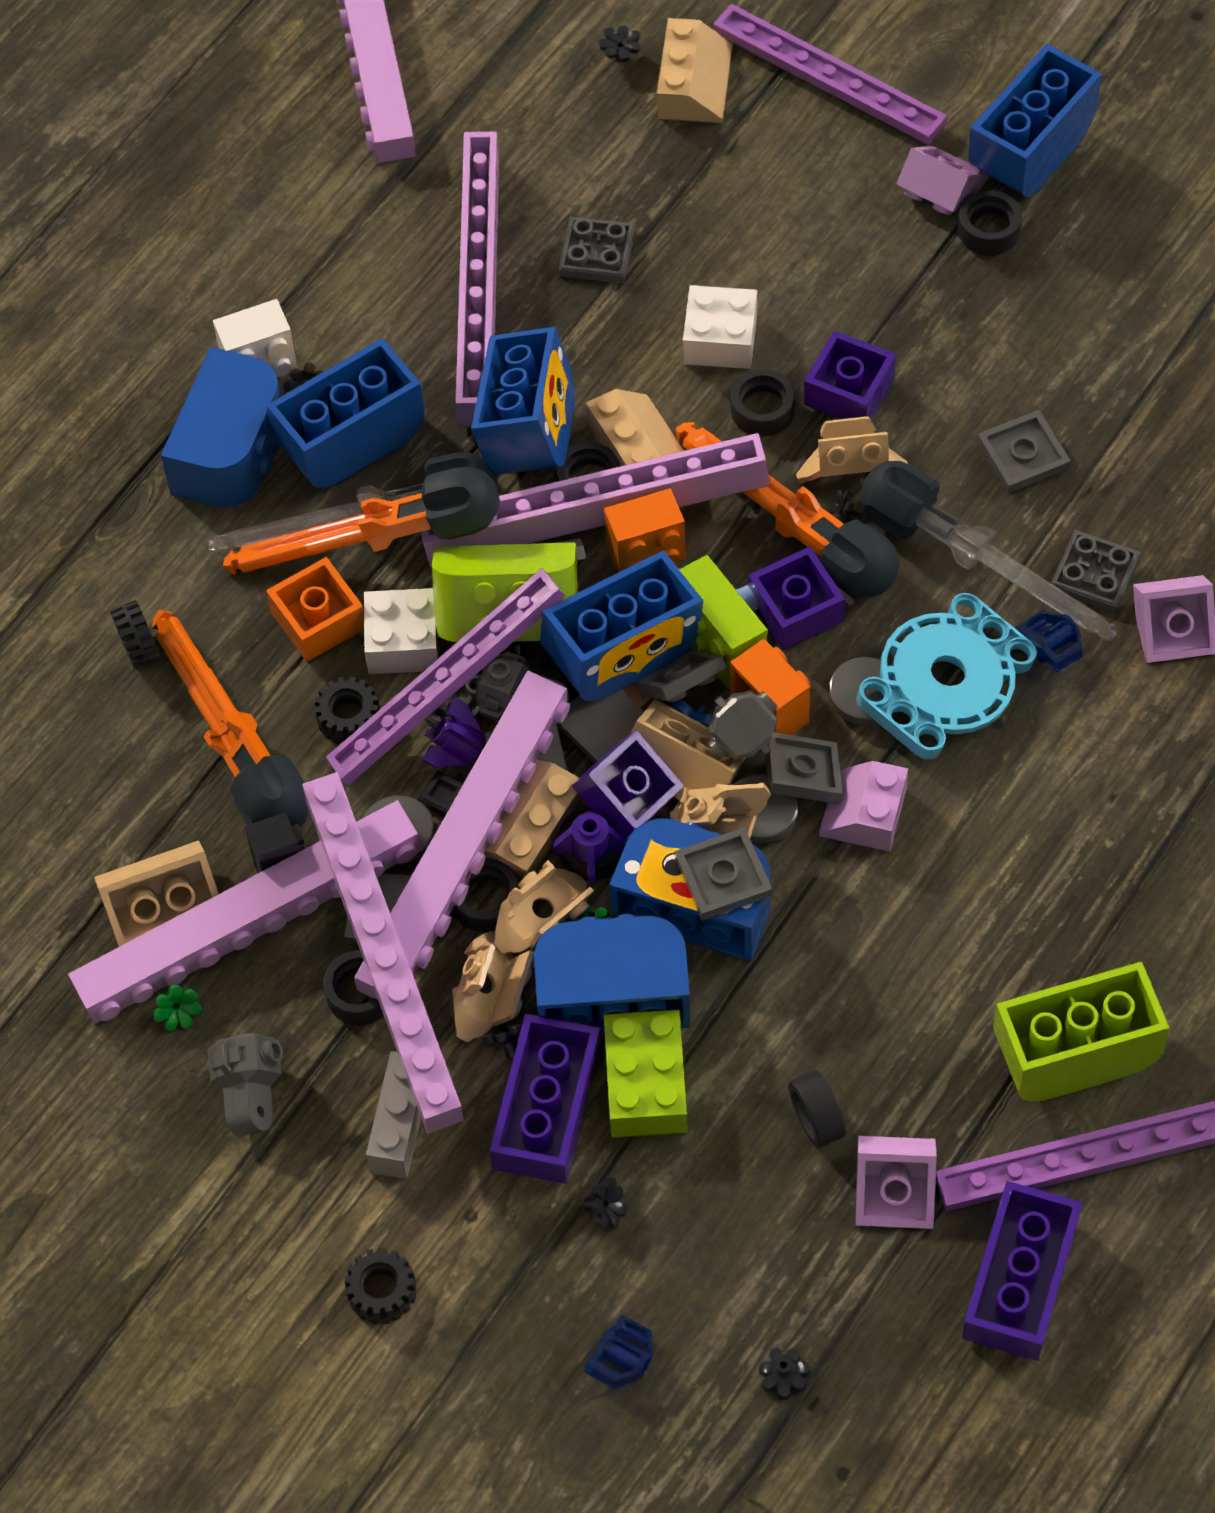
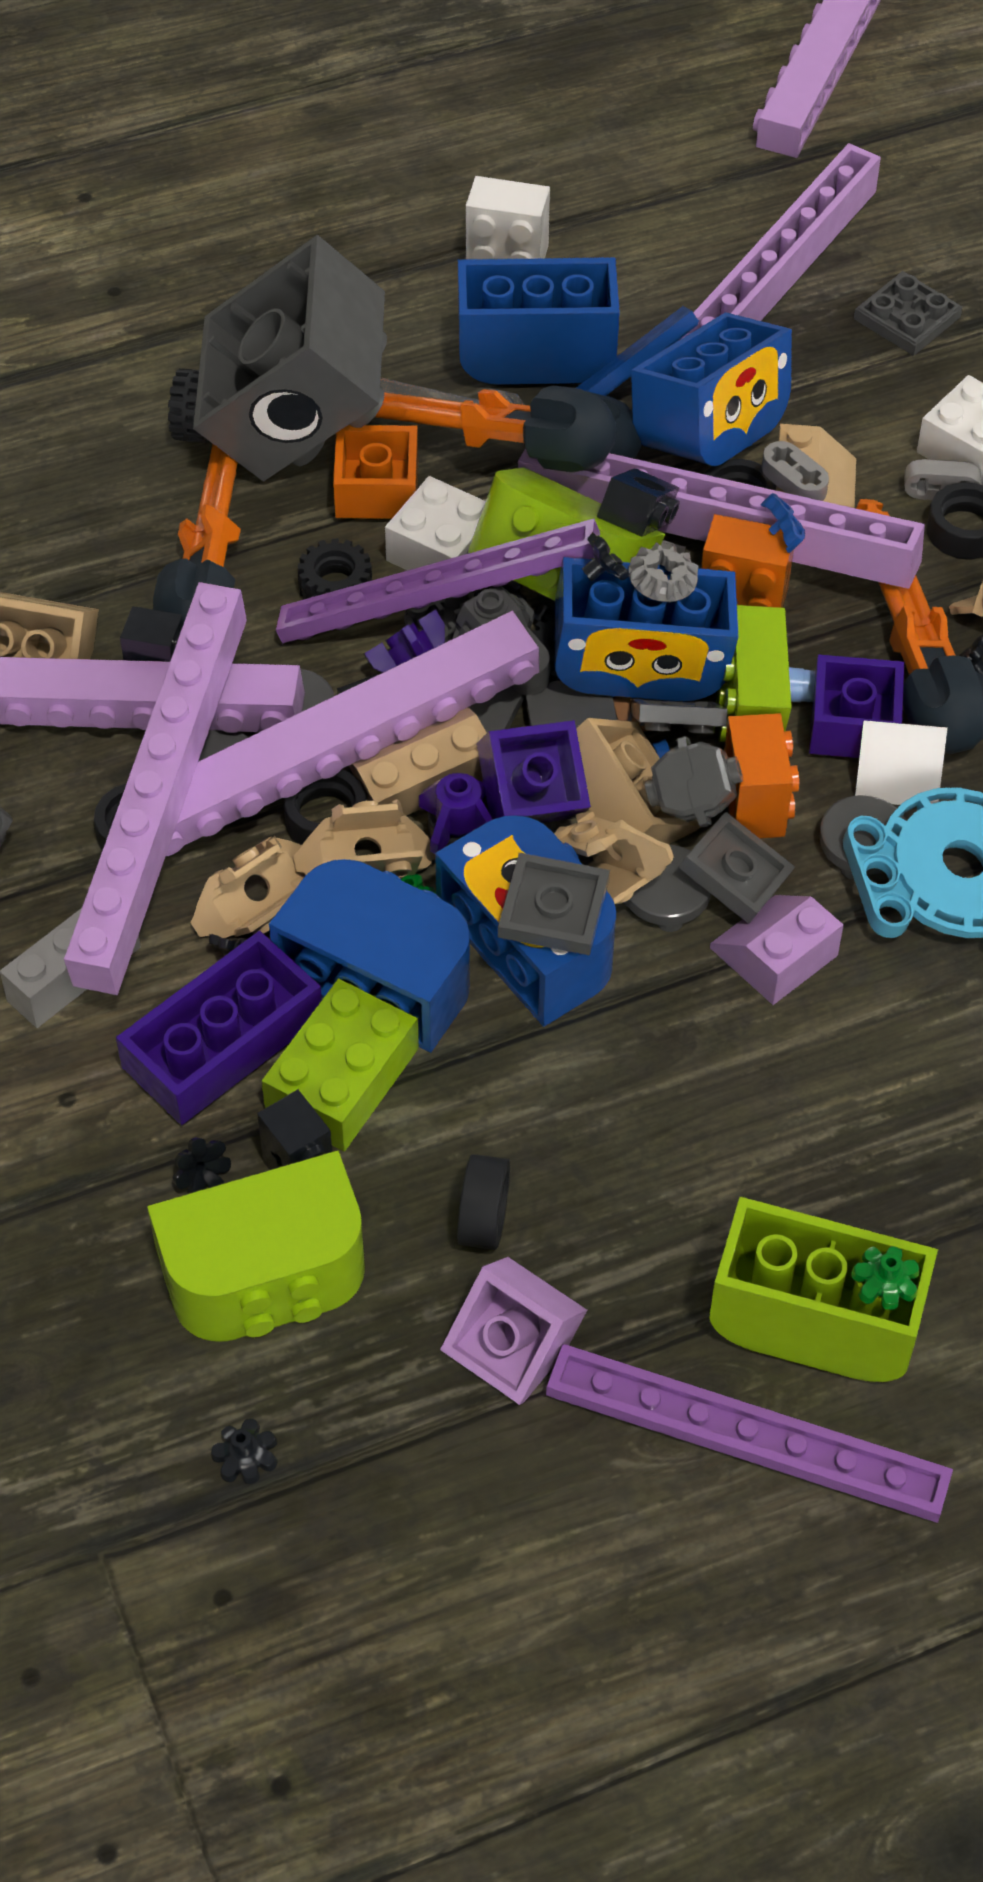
camera: 30 degrees right, 5 degrees down
(203, 560) = (291, 360): none -> dark grey brick
(223, 431) = (420, 273): blue brick -> none
(438, 412) = (650, 344): none -> blue tile
(548, 530) = (639, 502): none -> black brick
(578, 599) = (603, 560): none -> black plant
(620, 594) = (653, 582): none -> light grey gear
(621, 1354) = (93, 1322): clear blue piece -> none
(631, 439) = (797, 471): none -> light grey beam
(662, 486) = (790, 526): none -> blue piece
(668, 1149) = (292, 1132): none -> black brick
(699, 1234) = (261, 1249): none -> lime brick
(719, 380) = (937, 475): none -> light grey beam
(855, 623) = (900, 760): none -> white sticker
(1022, 1270) = (572, 1505): dark purple brick -> none
(1125, 1000) = (886, 1277): none -> green plant

